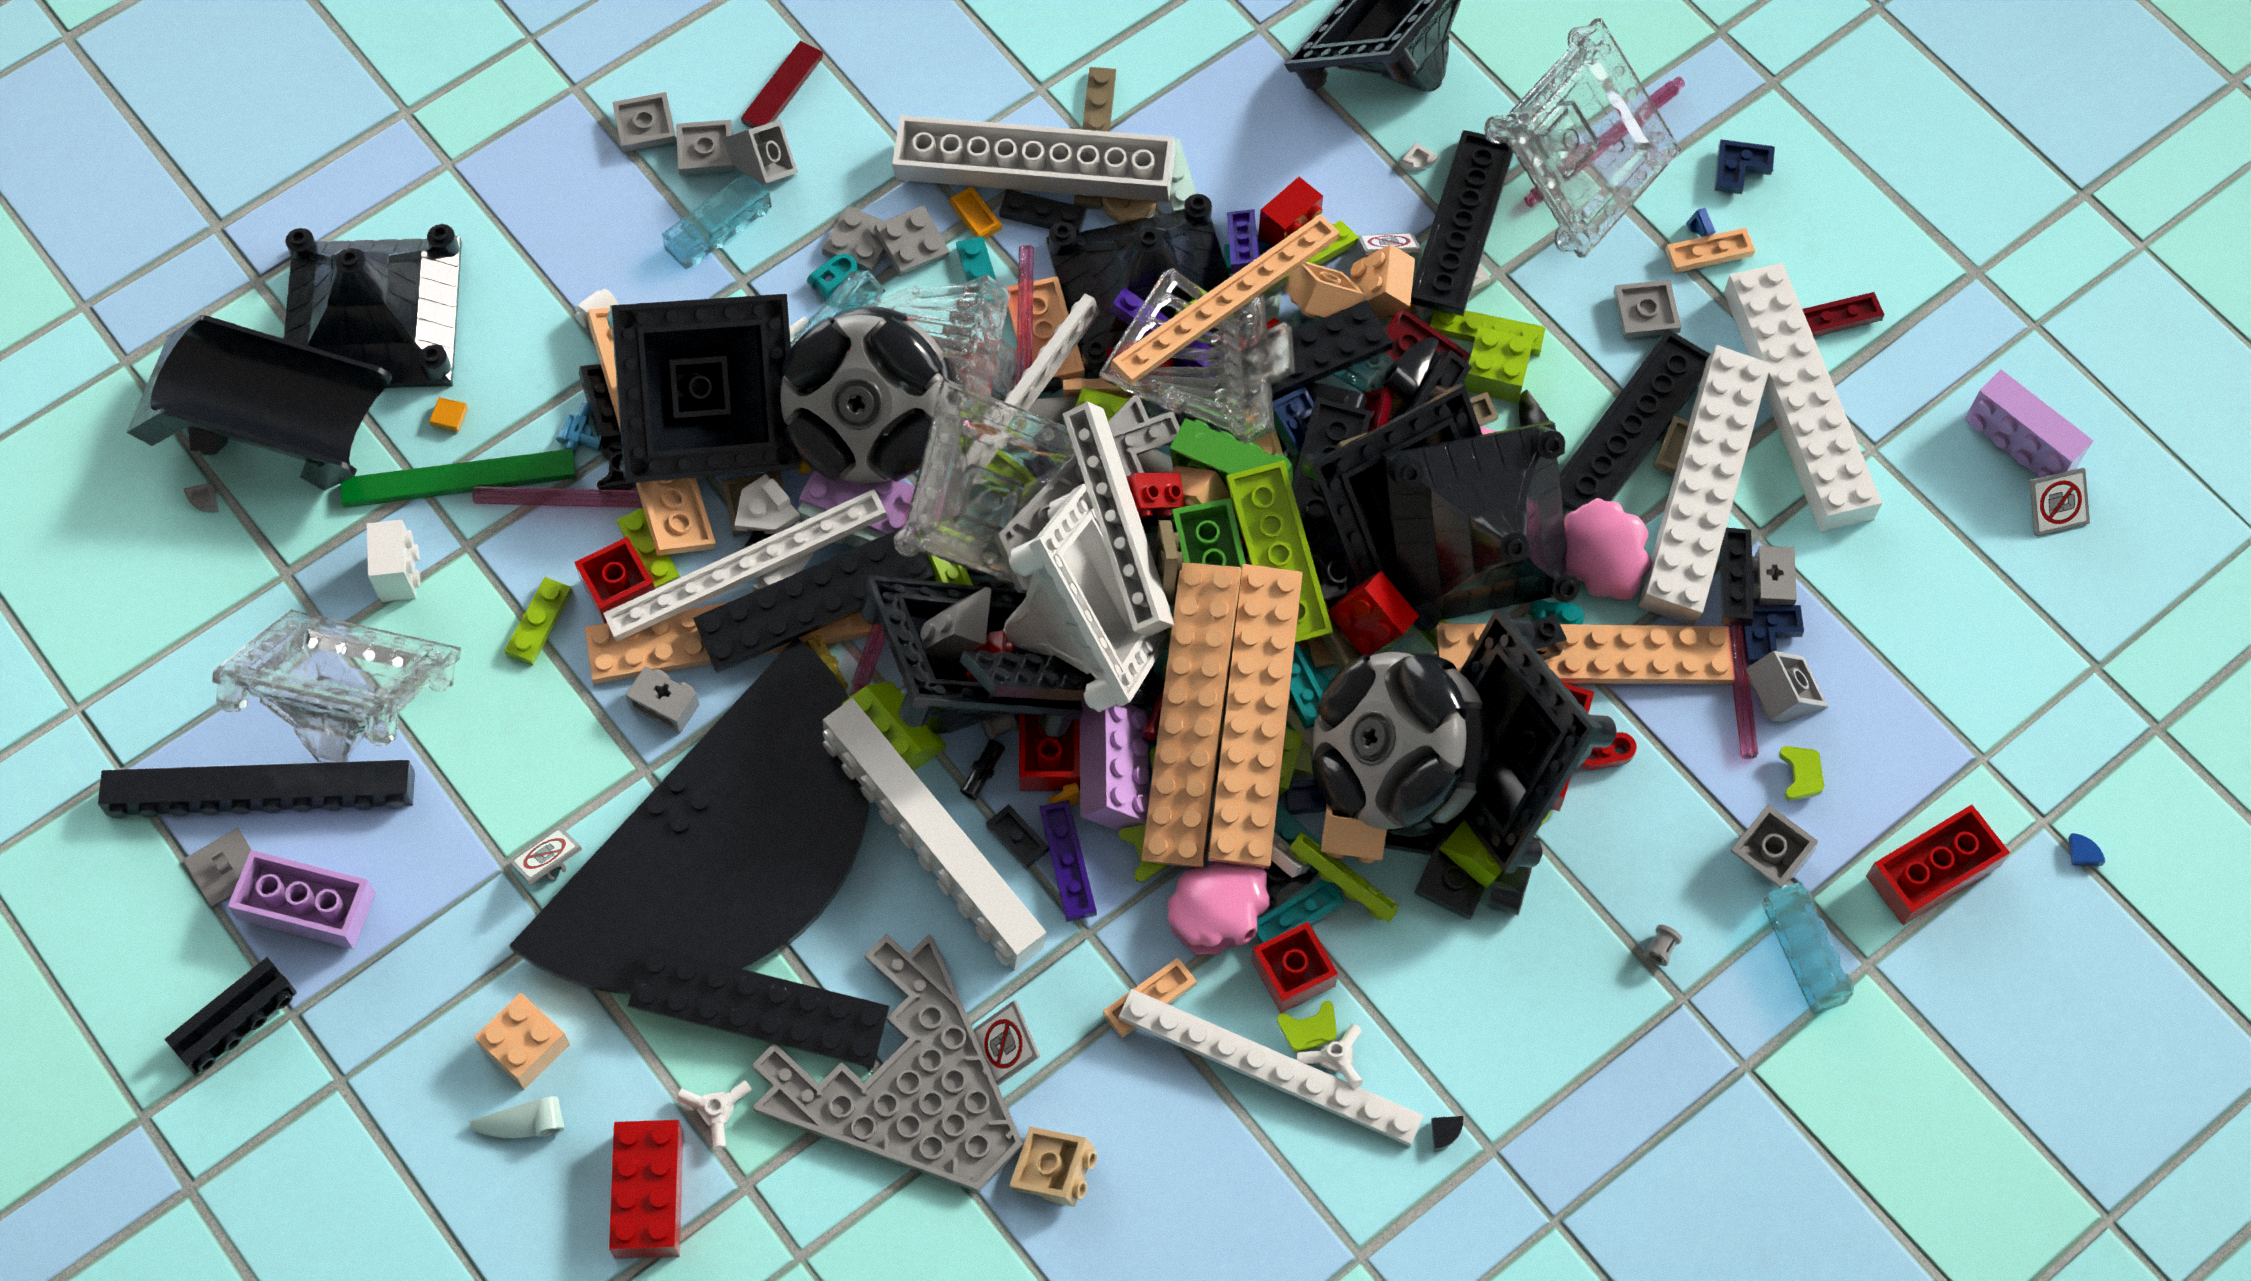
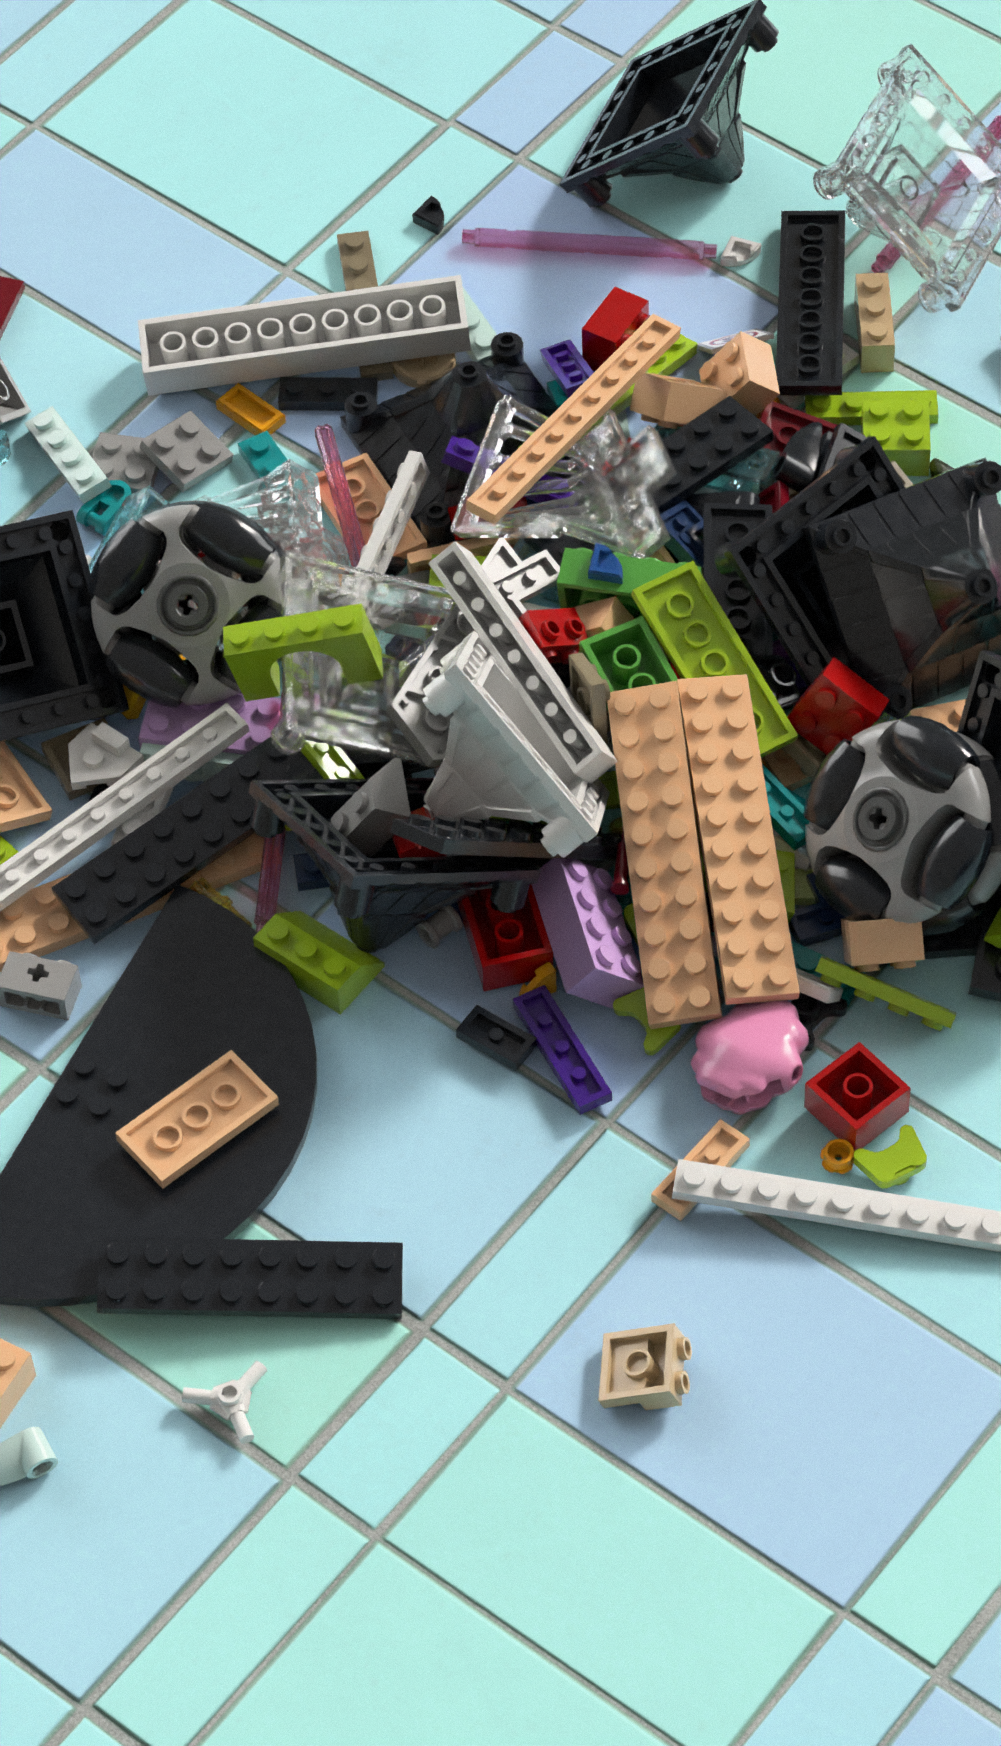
camera: 10 degrees left, 10 degrees down
(646, 1189) = (175, 1501): red brick -> none
(752, 856) = (197, 1119): none -> light nougat plate
(814, 221) = (68, 454): none -> light aqua plate
(925, 1105) = (472, 1341): light grey wing -> none
(933, 835) = (403, 1048): white brick -> none
(973, 467) = (338, 632): none -> lime arch
(982, 769) = (434, 977): black pin -> none
(1006, 1042) = (549, 1252): piece -> none
(1172, 65) = (430, 215): none -> black tile
(1212, 443) = (605, 565): none -> blue tile
(1262, 1006) = (837, 1148): none -> light orange plate
(1296, 122) = (589, 243): none -> clear pink piece
(1307, 906) = (863, 1025): teal plate -> none
(1337, 1056) = (934, 1181): white piece -> none
(1511, 252) = (874, 322): none -> tan brick

